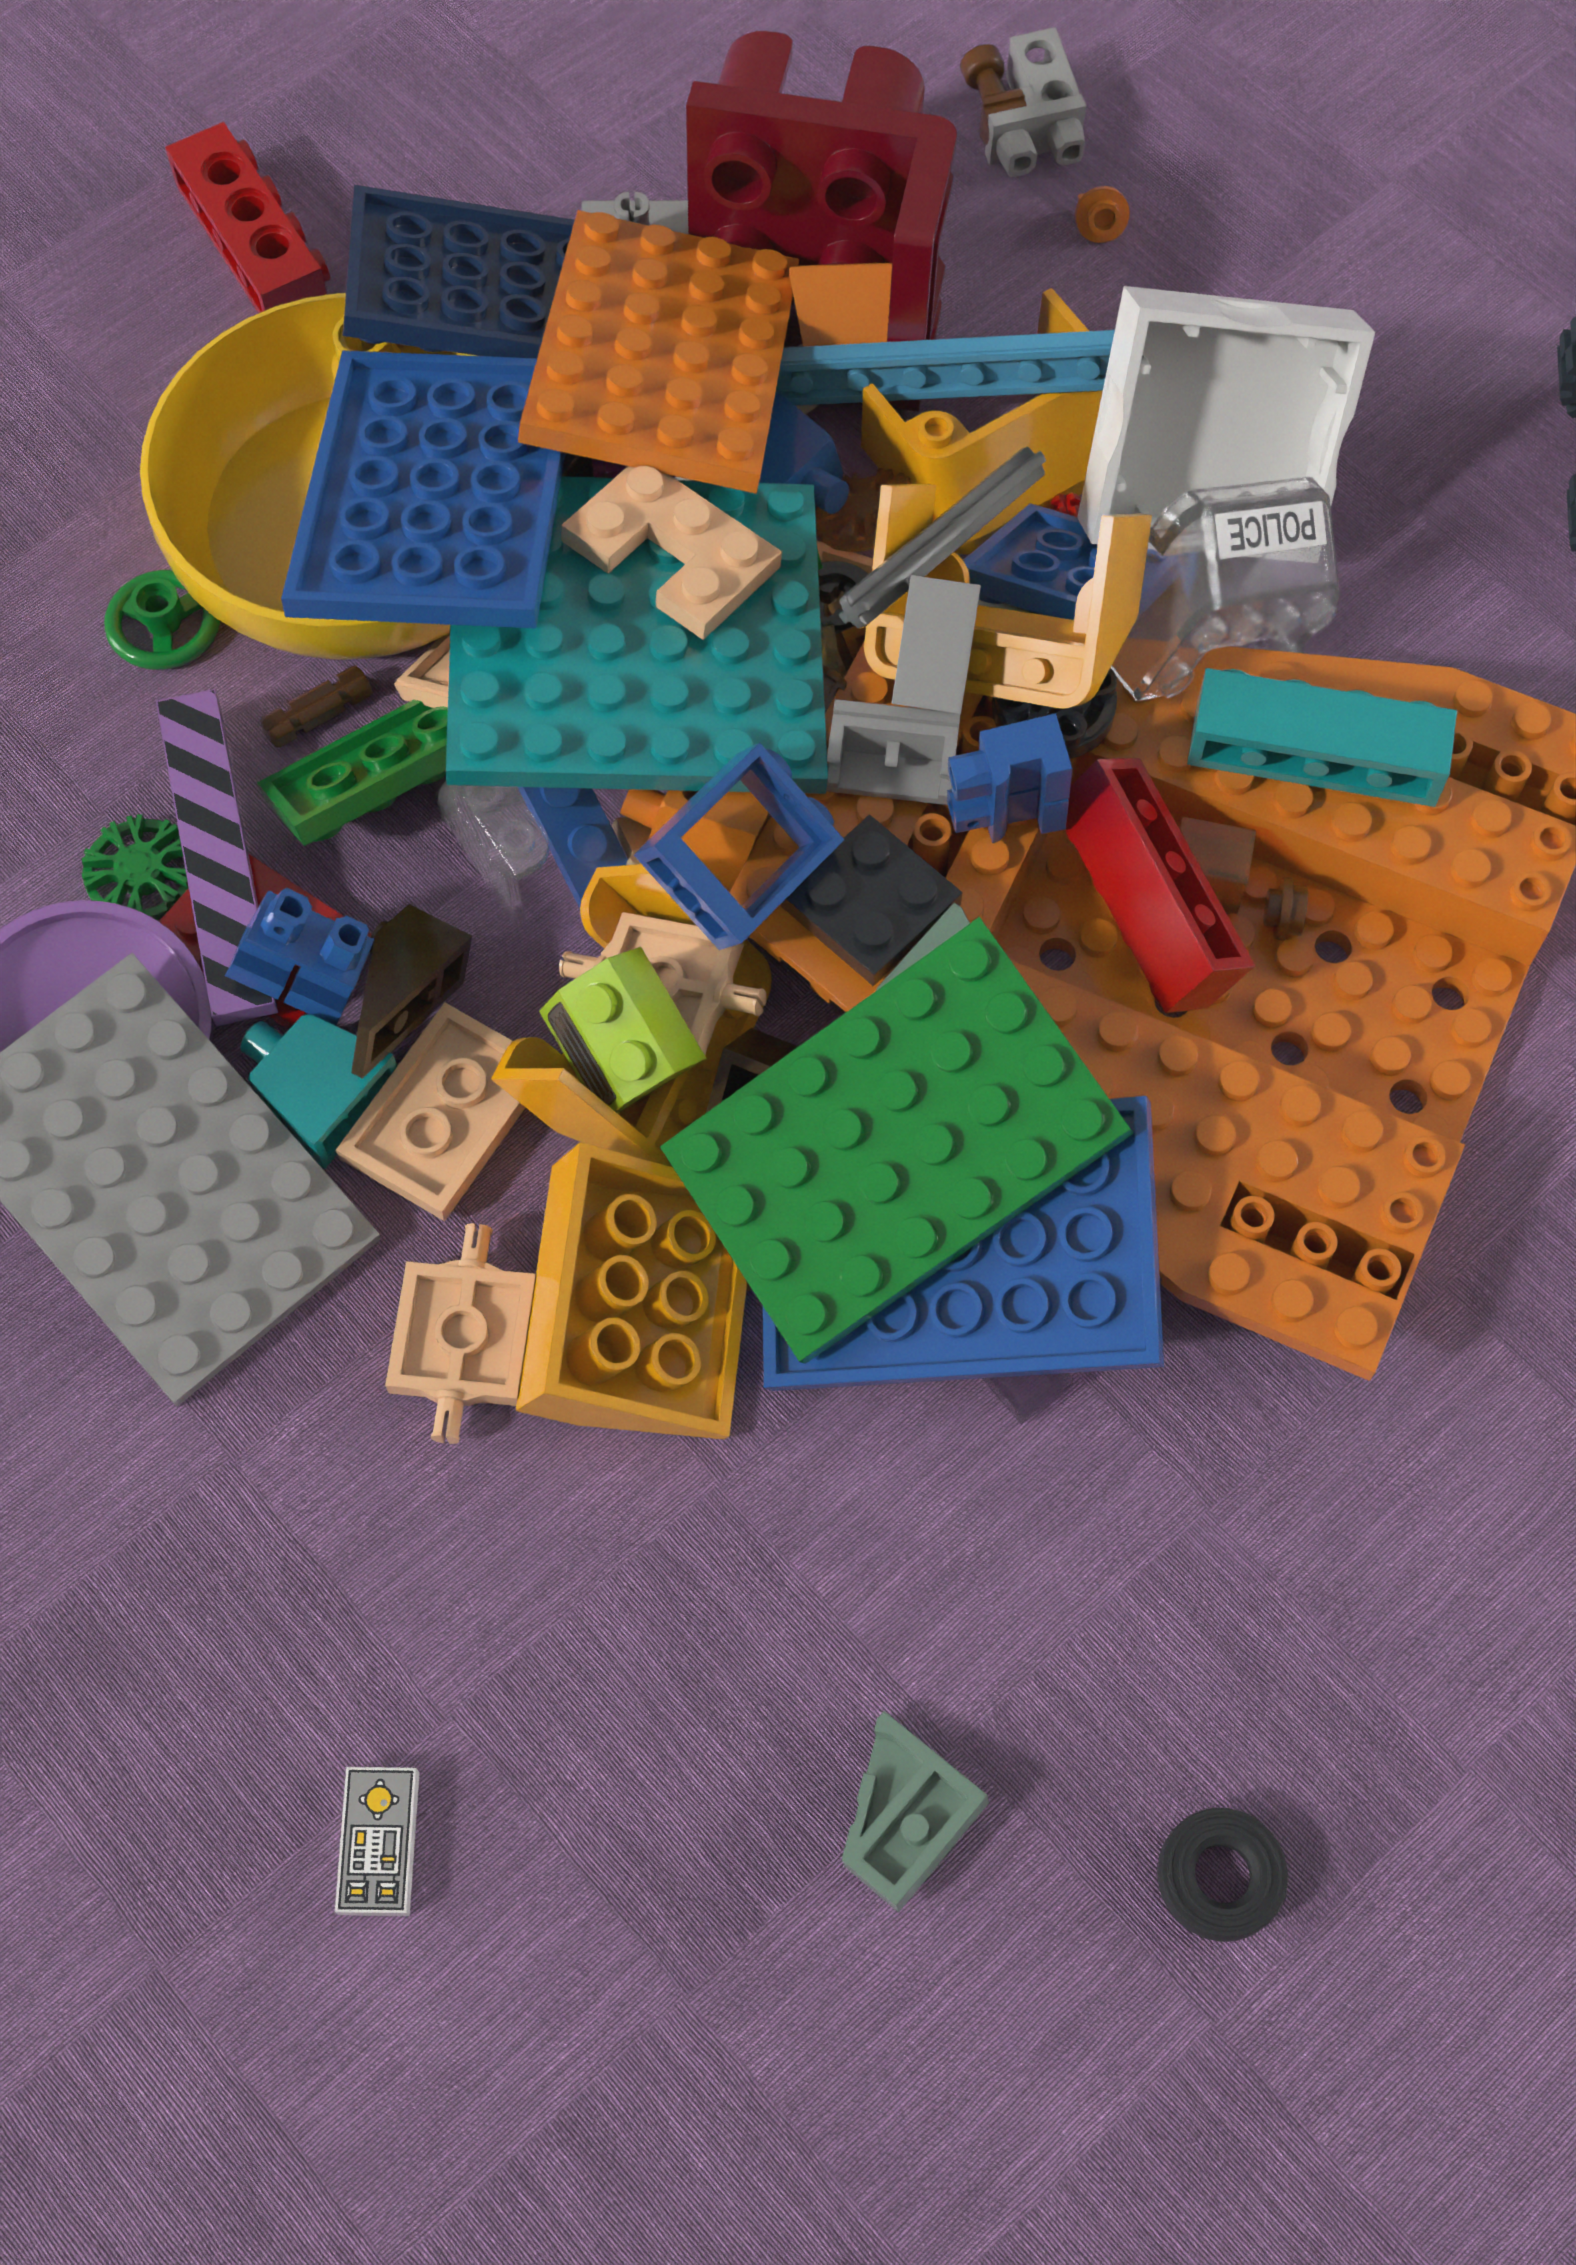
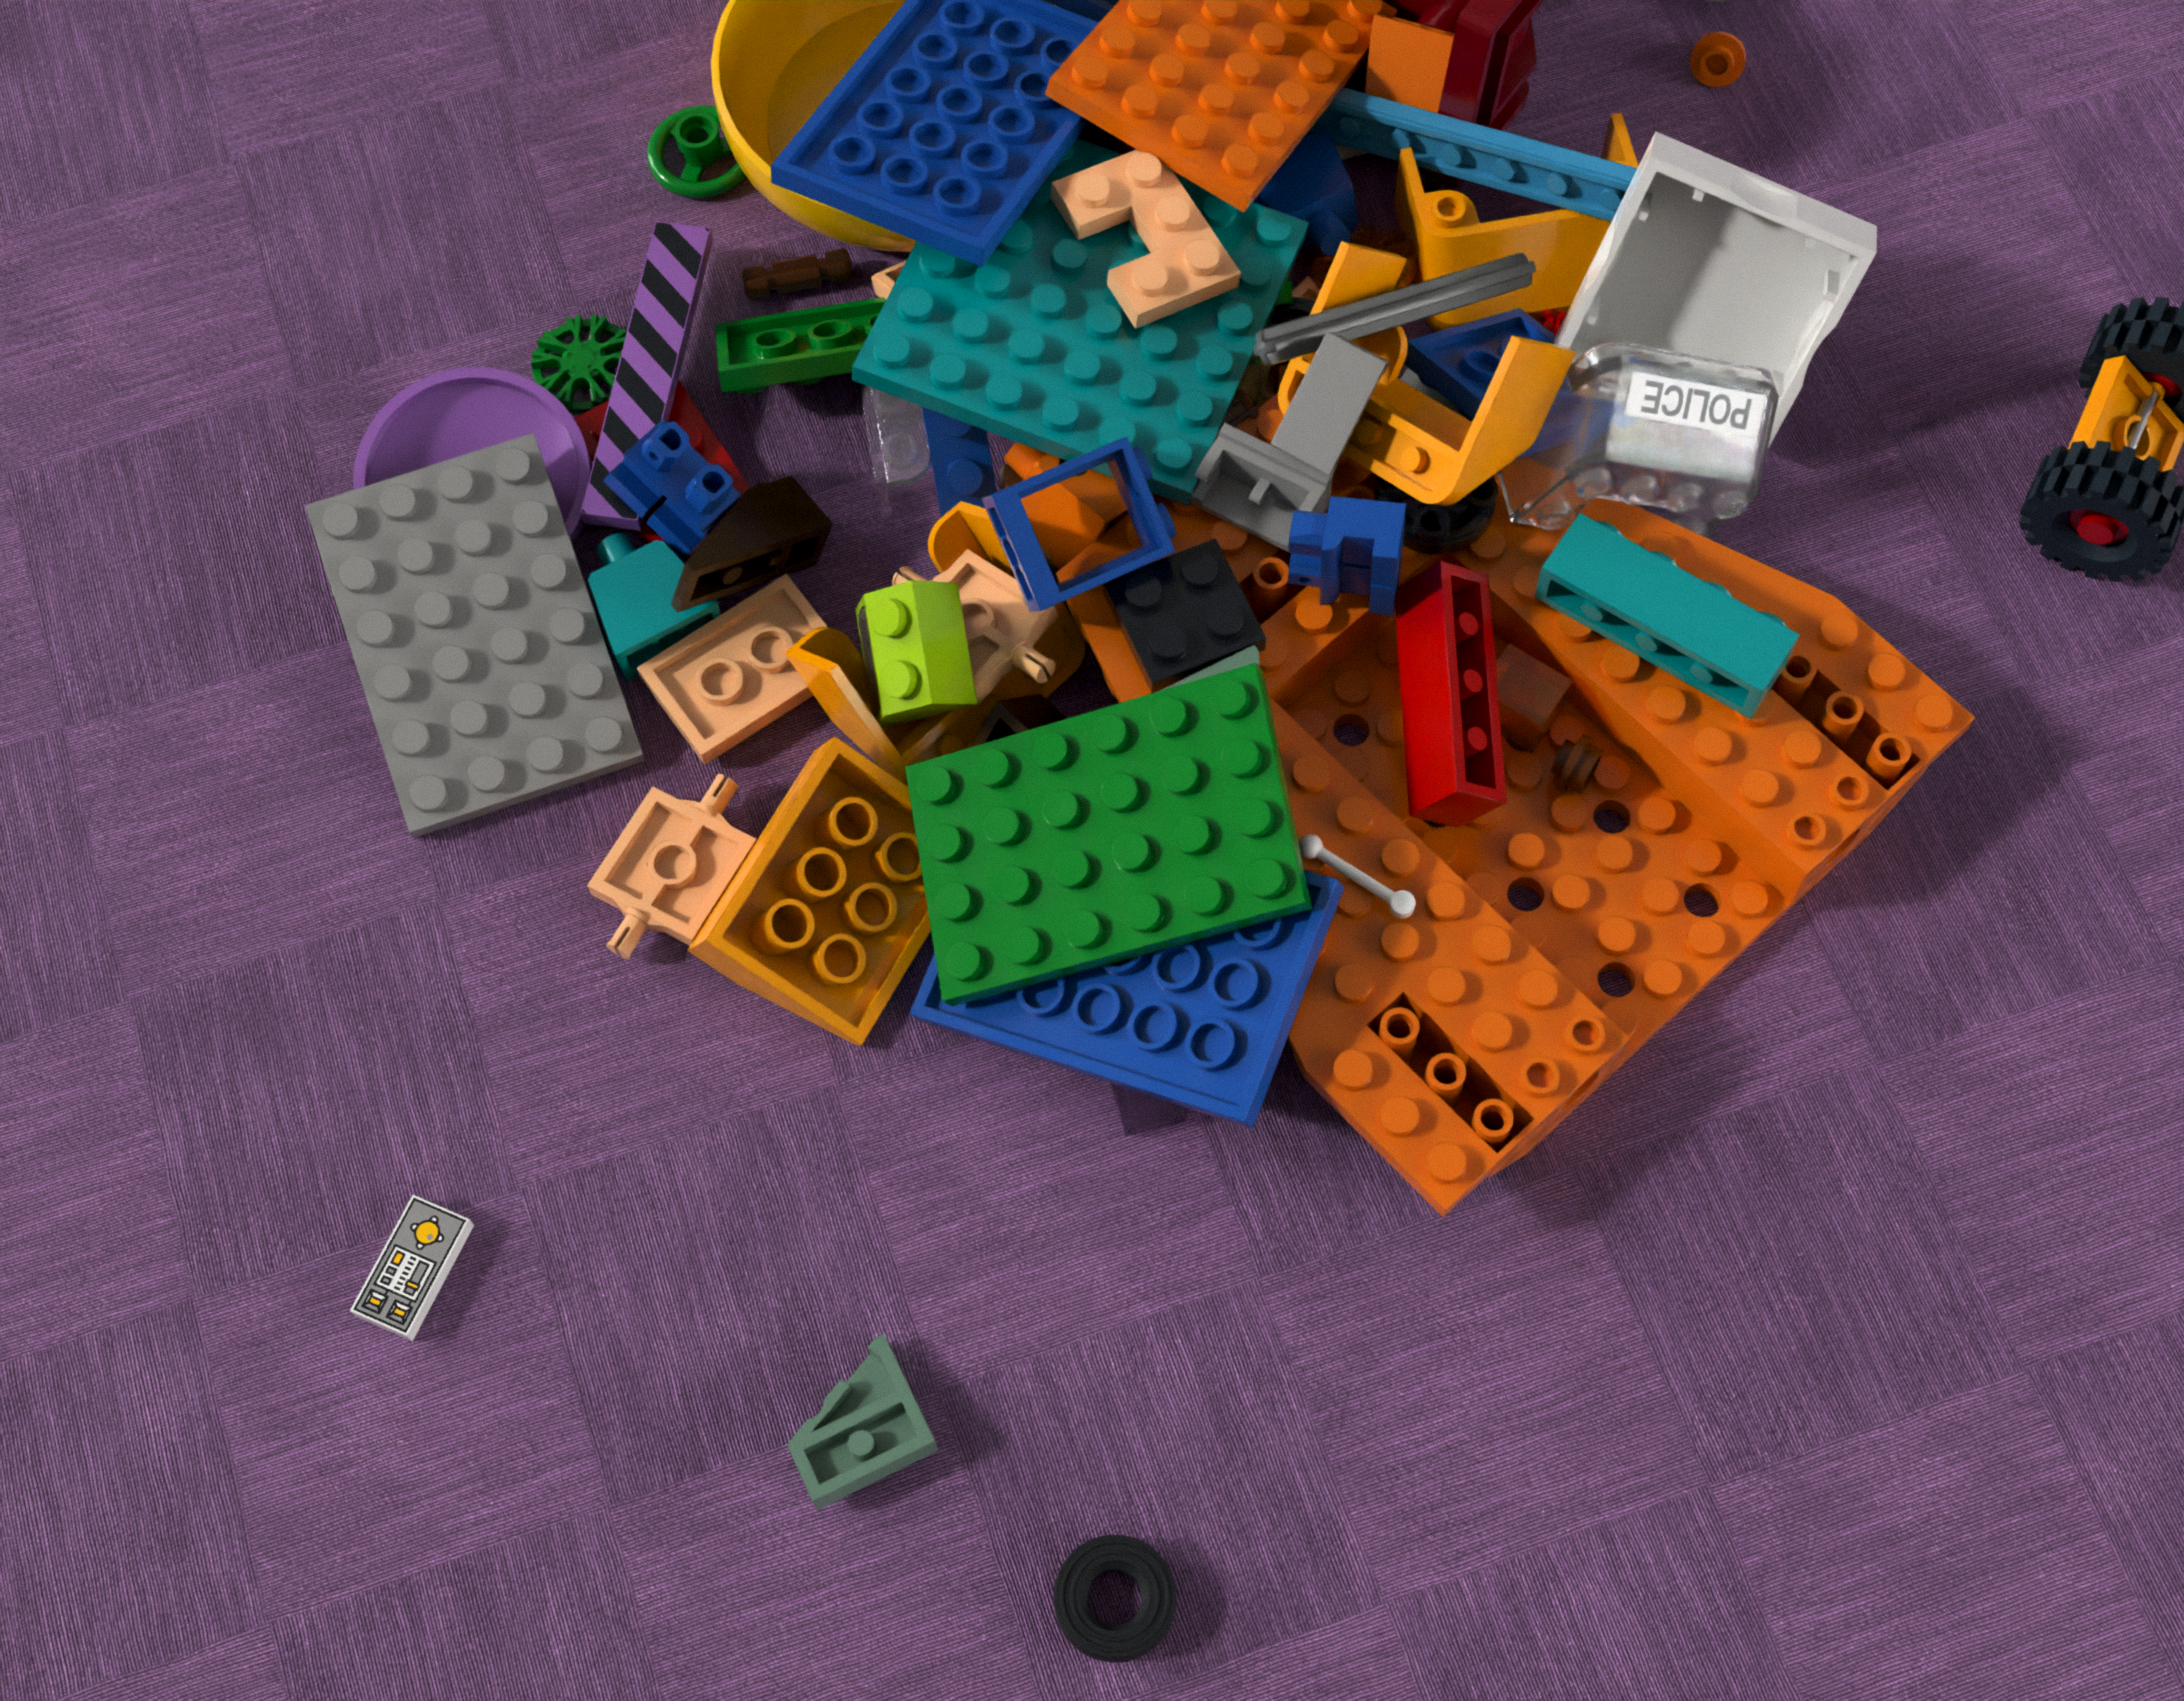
camera: 25 degrees right, 0 degrees up
(1202, 1098) = (1400, 902): none -> white hinge

